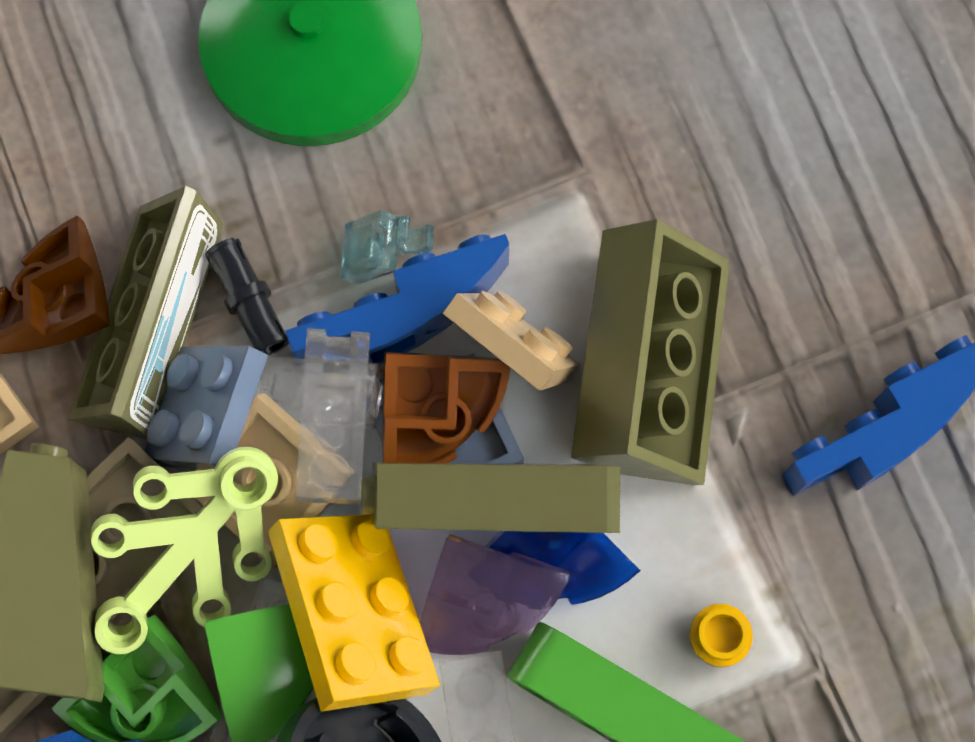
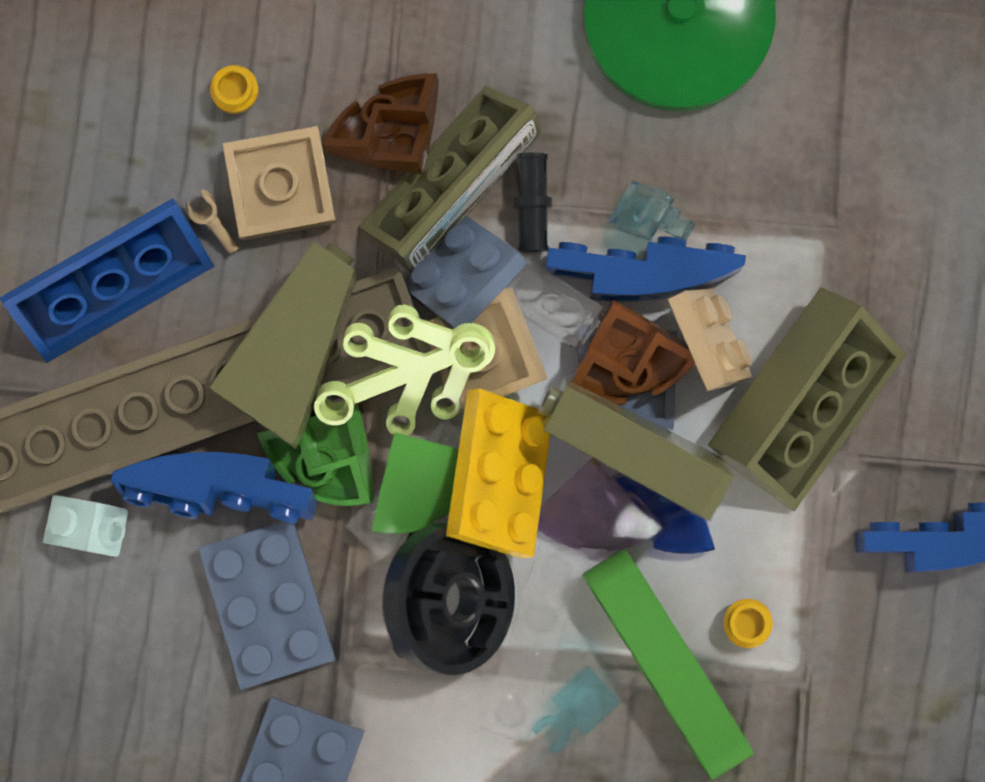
camera: 25 degrees right, 10 degrees up
(332, 419) = (552, 335): clear plate -> none

